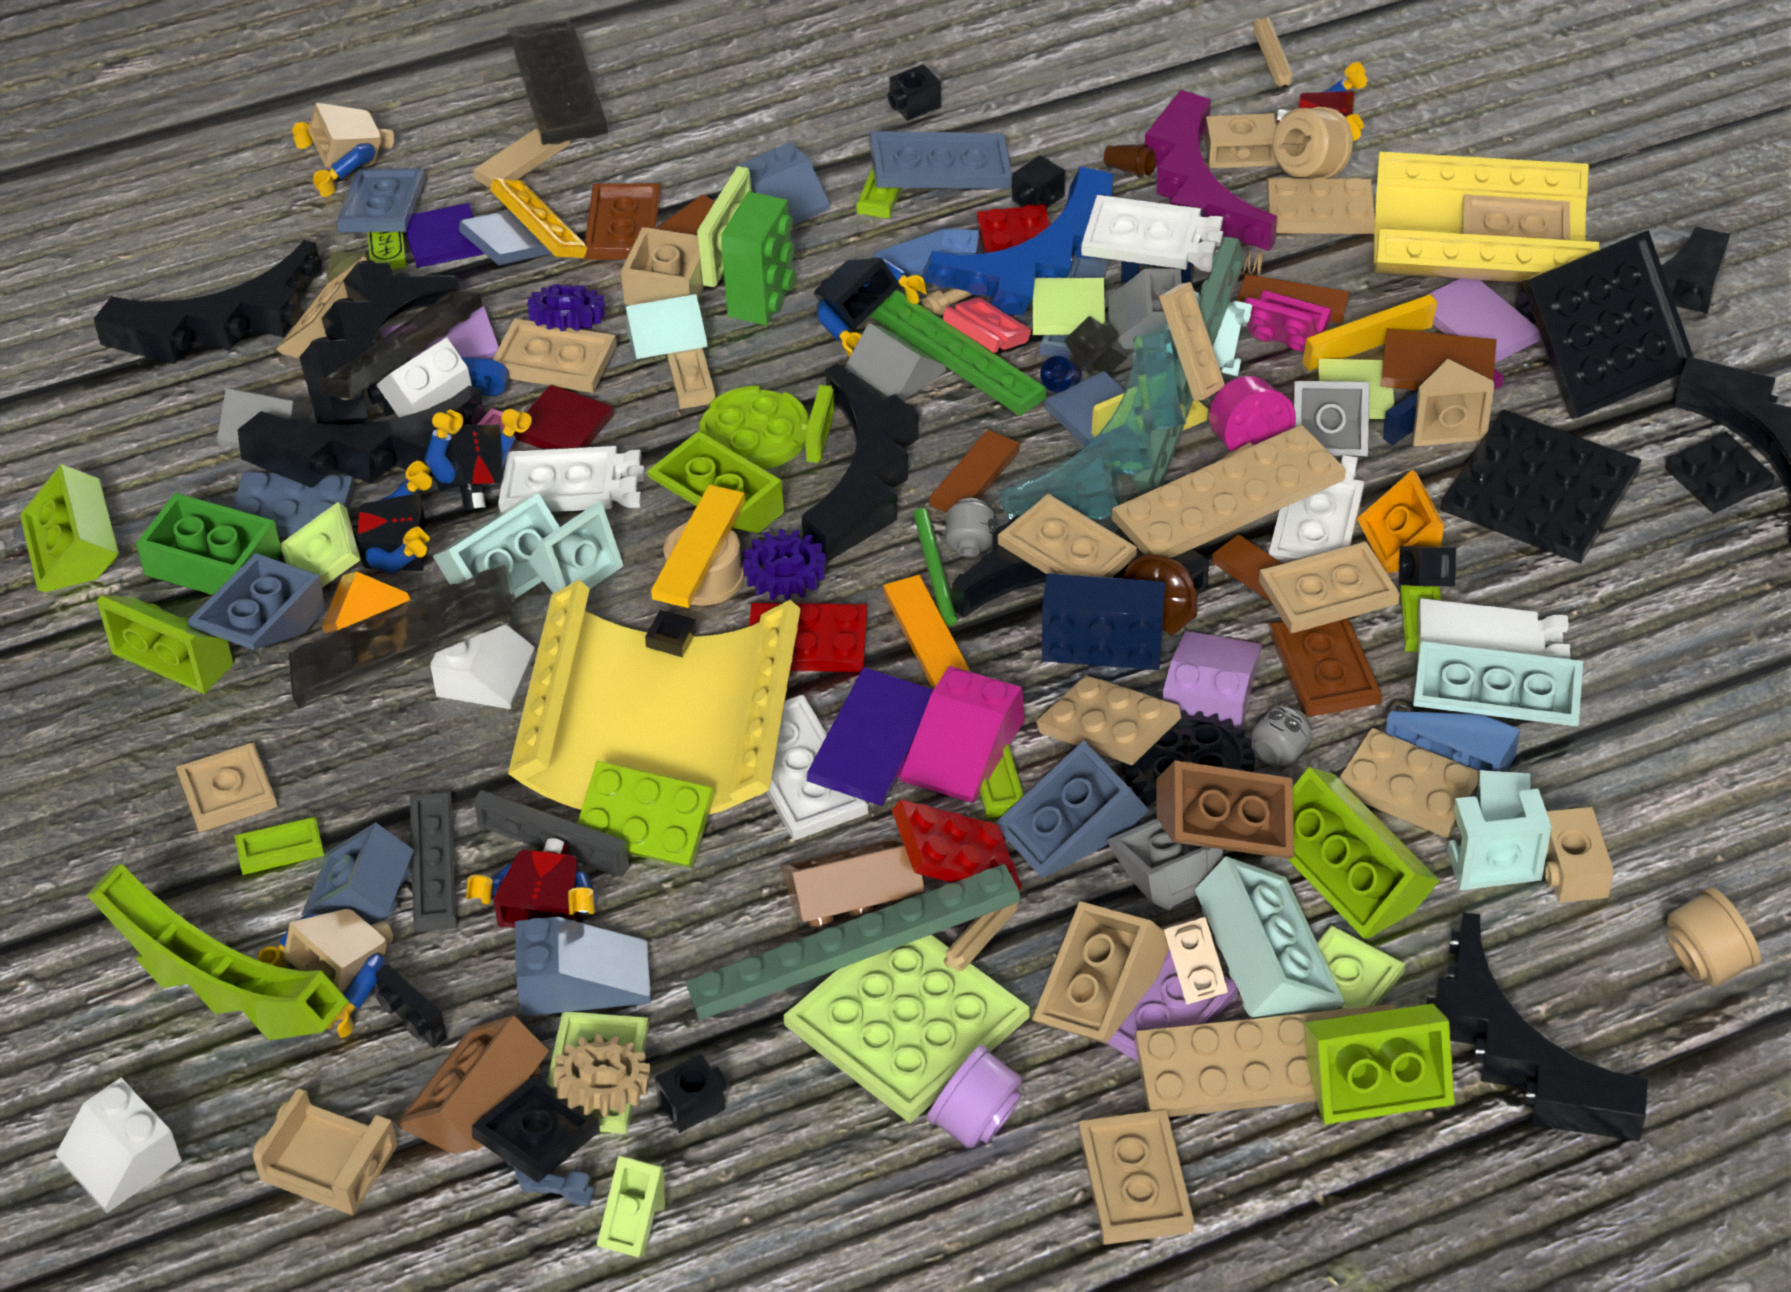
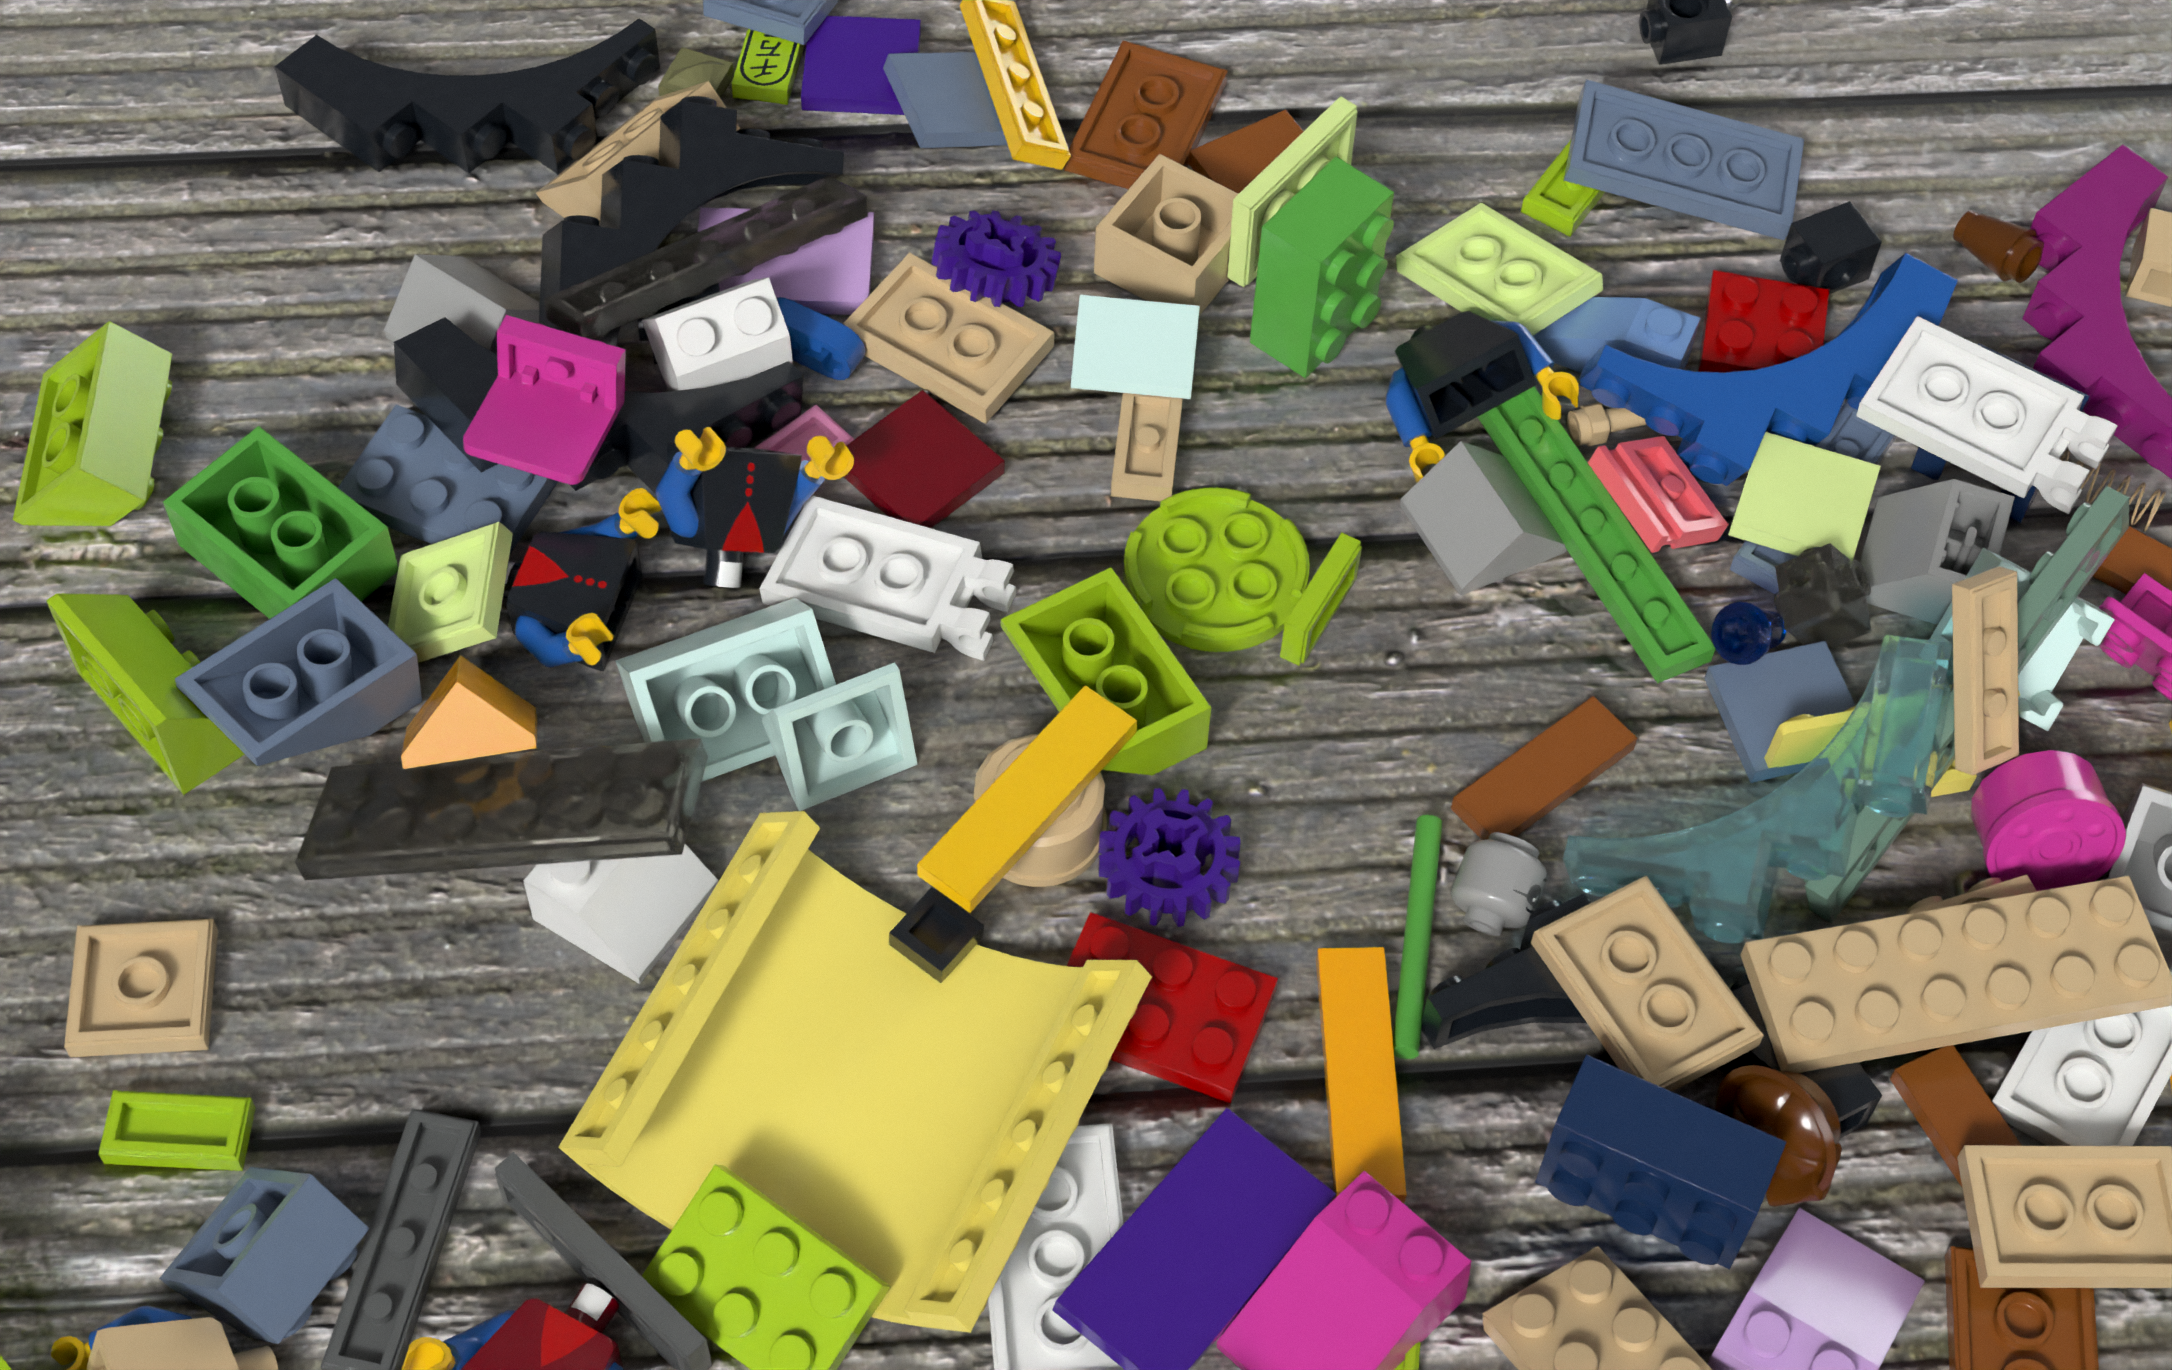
camera: 15 degrees right, 10 degrees up
(345, 427) = (548, 402): none -> dark pink bracket
(788, 176) = (1415, 134): sand blue slope -> none
(855, 237) = (1499, 270): none -> yellowish green tile
(865, 495) = (1344, 766): black arch -> none

